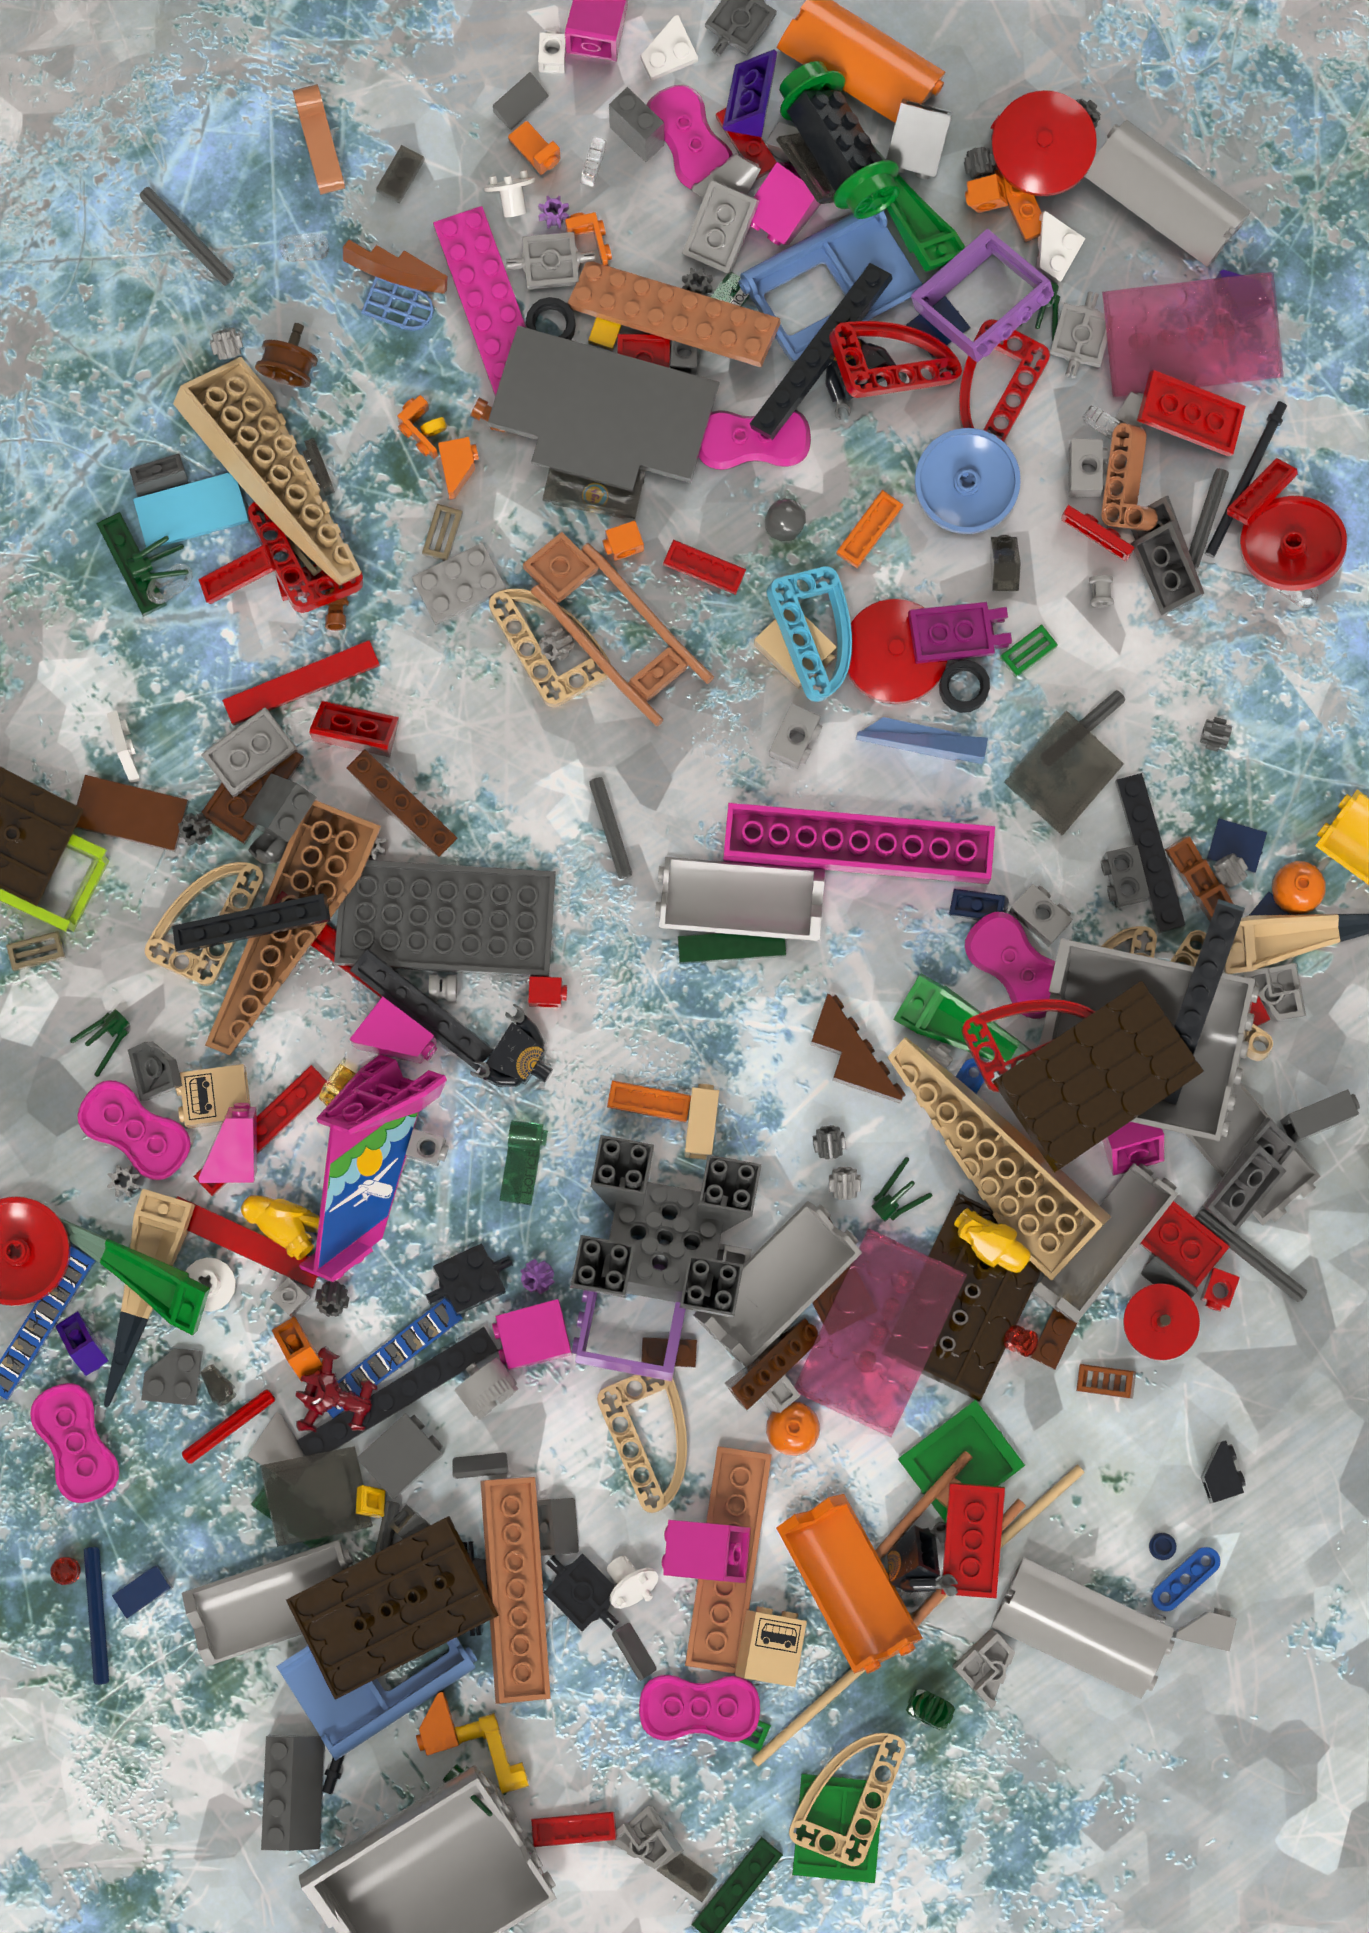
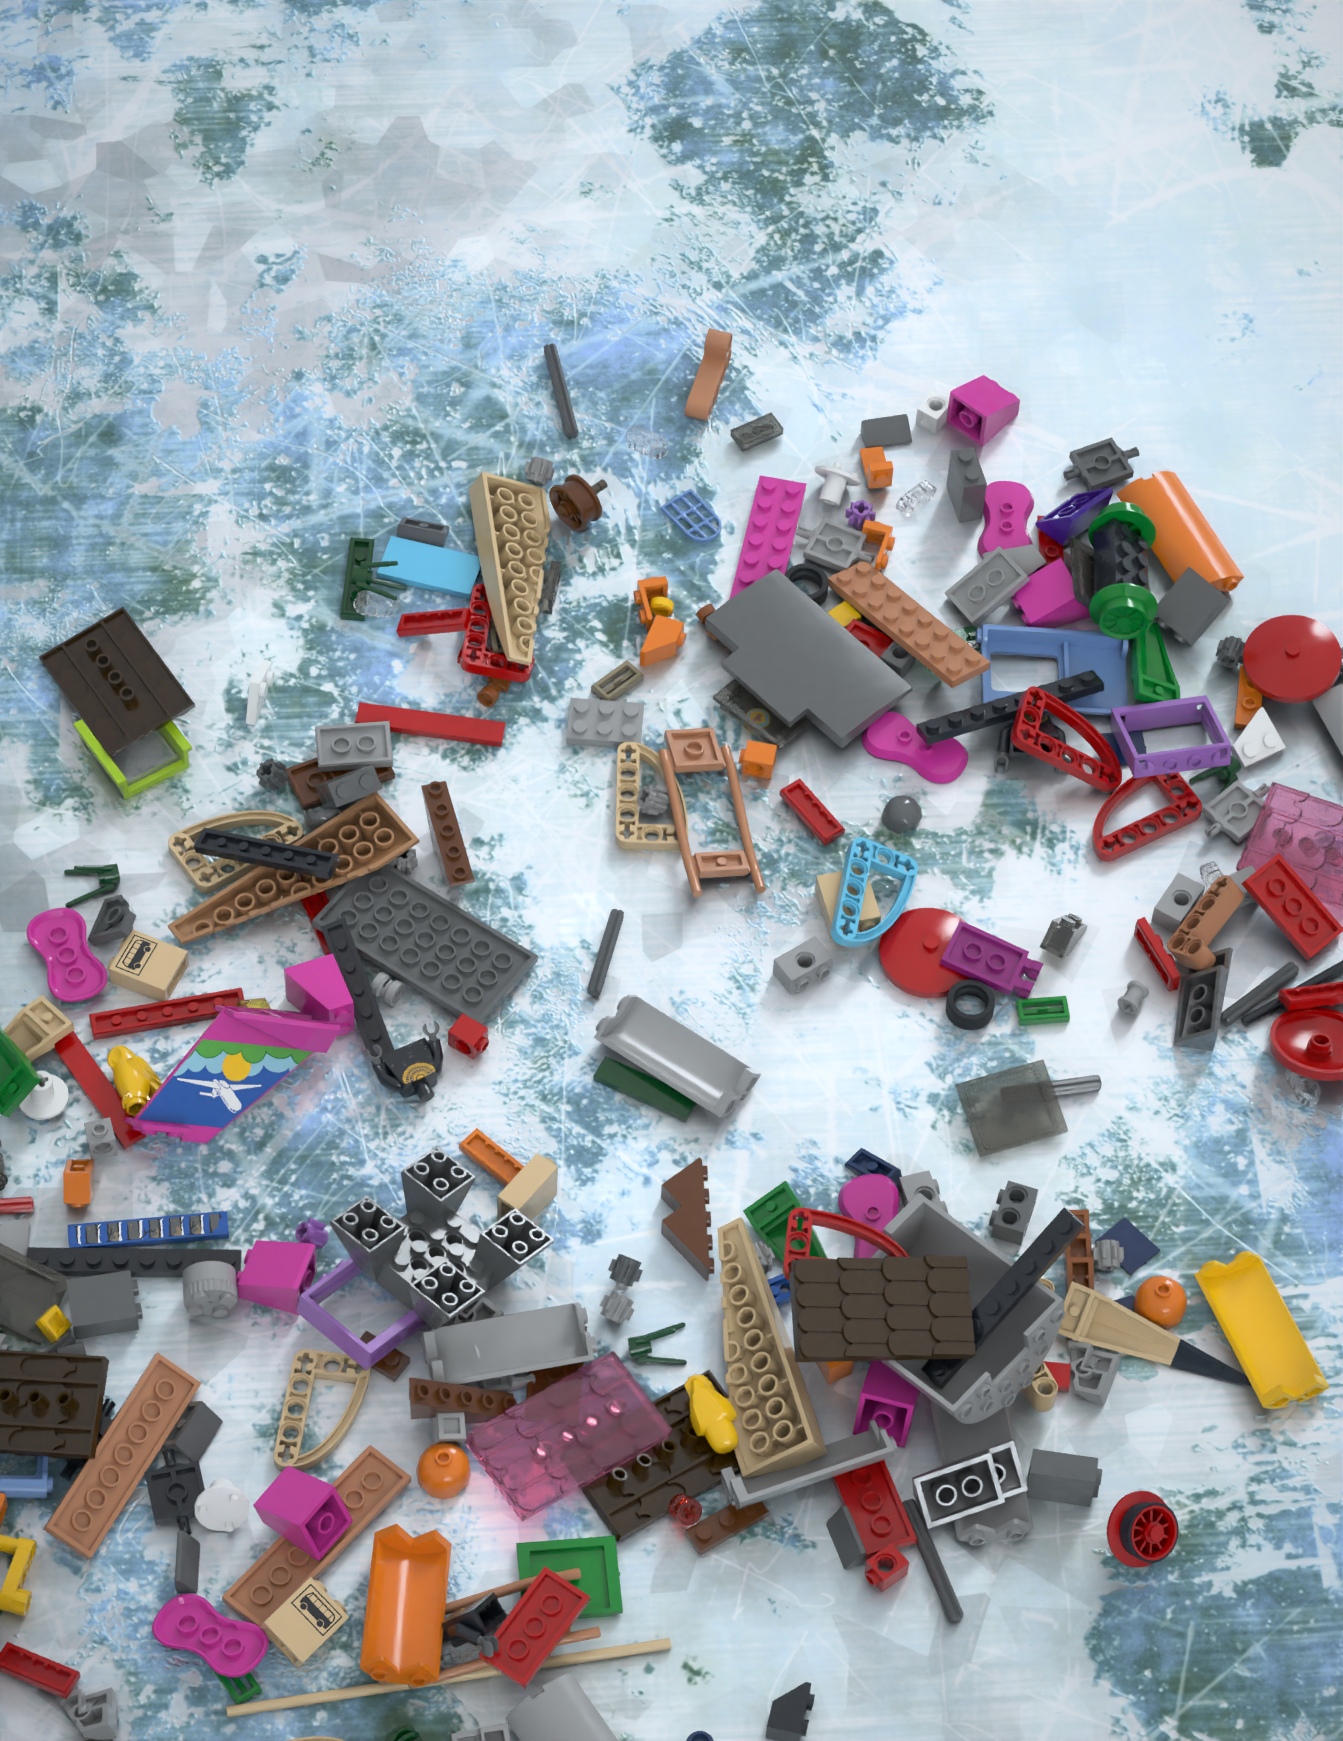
camera: 30 degrees right, 25 degrees down
(37, 961) = (83, 798): dark tan tile -> none
(116, 1178) = (31, 985): light grey gear -> none
(131, 813) = (228, 740): reddish brown tile -> none
(234, 1148) = (135, 996): dark pink slope -> none
(323, 1393) = (76, 1220): dark red piece -> none
(332, 1298) = (133, 1158): dark grey gear -> none
(354, 728) = (435, 764): red slope -> none
(400, 270) = (710, 491): dark orange slope -> none
(416, 1141) = (286, 1085): light grey brick -> none
(469, 1279) = (254, 1207): black plate -> none
(480, 1465) = (149, 1347): dark grey slope -> none
(522, 1161) = (370, 1140): clear green door -> none
(669, 51) = (1028, 458): white wing -> none
(701, 278) = (945, 614): dark grey gear -> none
(859, 843) = (803, 1066): dark pink brick -> none
(869, 529) = (967, 855): orange plate -> none
(925, 740) = (908, 1026): medium blue wedge -> none
(967, 481) = (1071, 859): medium blue dish -> none
(986, 193) = (1222, 674): orange brick -> none
(1129, 1385) = (752, 1599): dark orange slope -> none
(1154, 861) = (1053, 1188): black plate -> none
(1161, 1322) = (816, 1557): red piece -> none
(1216, 734) = (1162, 1149): dark grey gear -> none

